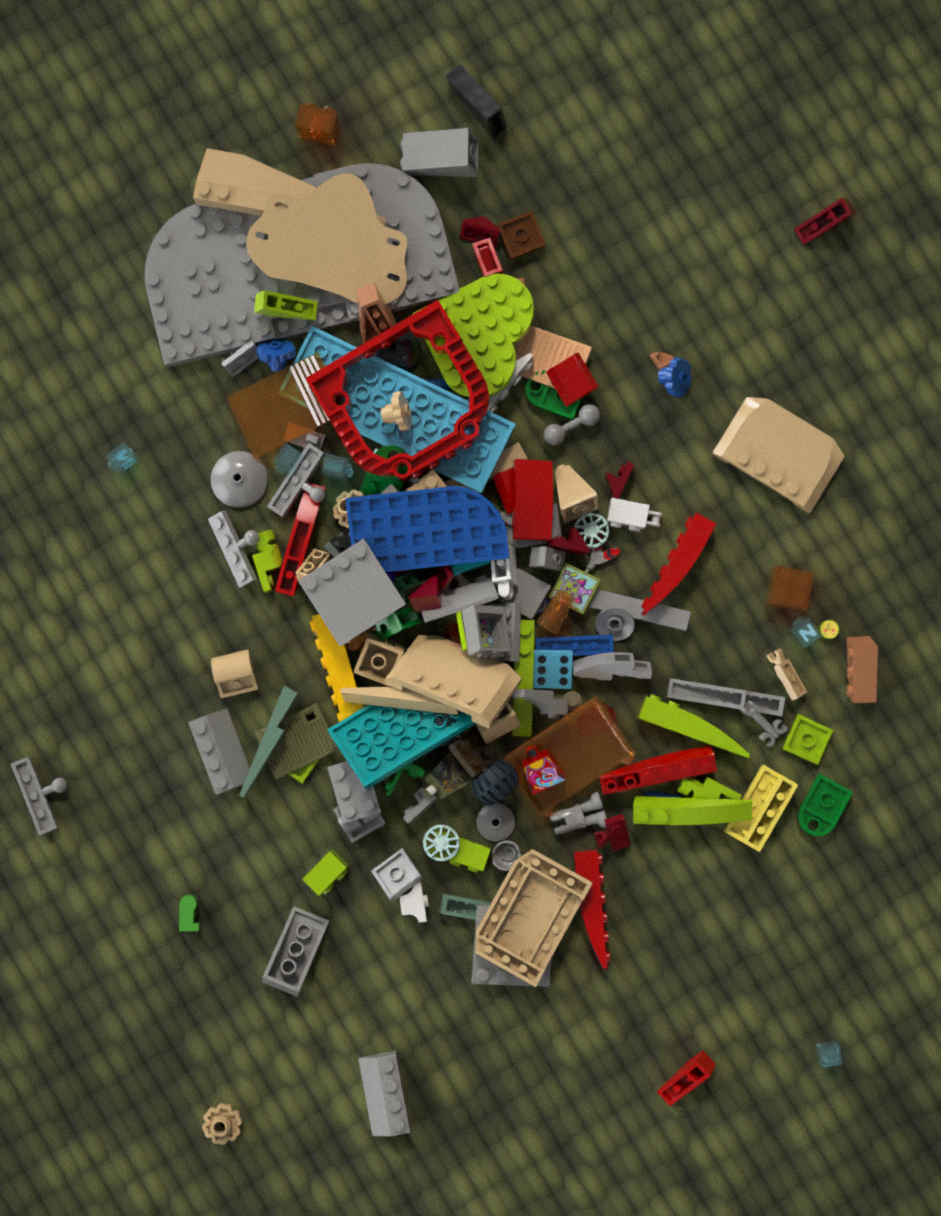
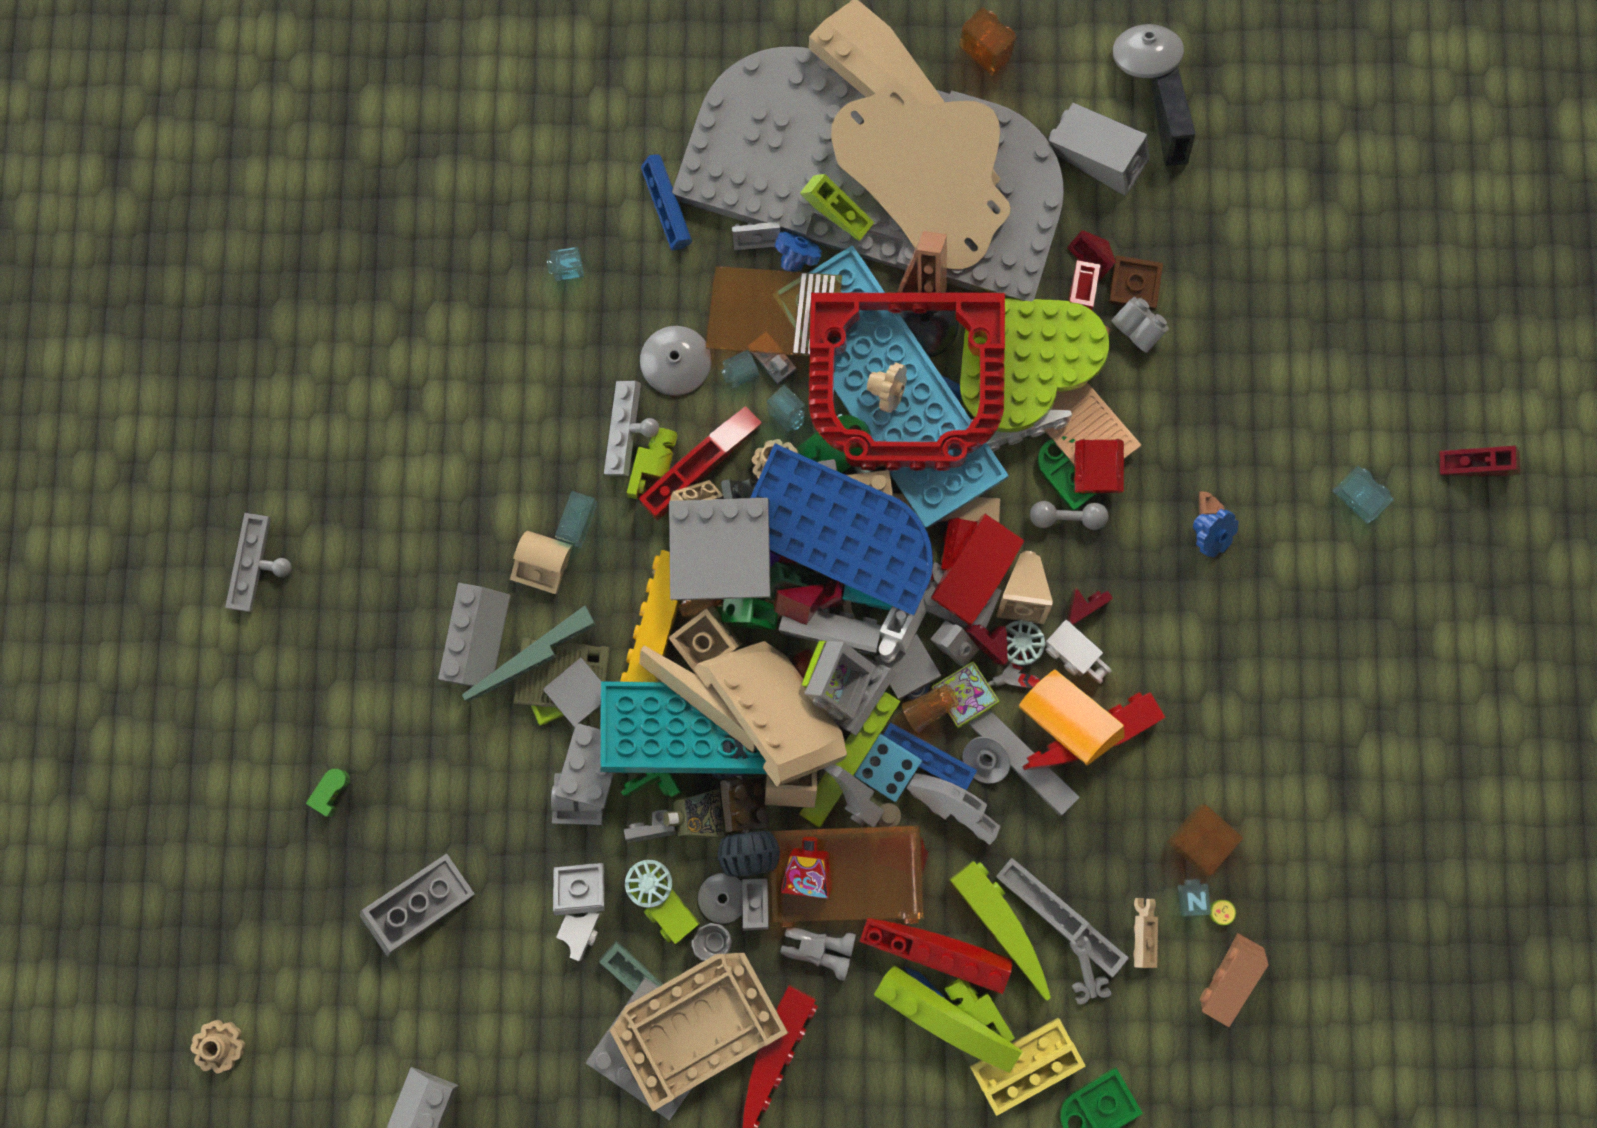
camera: 30 degrees right, 5 degrees down
(163, 373) = (666, 202): none -> blue brick
(240, 630) = (576, 519): none -> clear light blue brick
(297, 481) = (735, 398): light grey plate -> none
(313, 746) = (576, 692): none -> light grey tile
(325, 872) = (503, 837): lime brick -> none
(432, 64) = (1148, 51): none -> light grey dish
(519, 813) = (755, 904): none -> light grey hinge
(542, 262) = (1140, 324): none -> light grey brick
(615, 833) = (847, 993): dark red plate -> none
(654, 561) = (1072, 717): none -> light orange slope
(760, 290) = (1363, 494): none -> clear light blue brick
(780, 451) = (1283, 682): tan slope -> none
(807, 739) = (1125, 1021): lime tile -> none

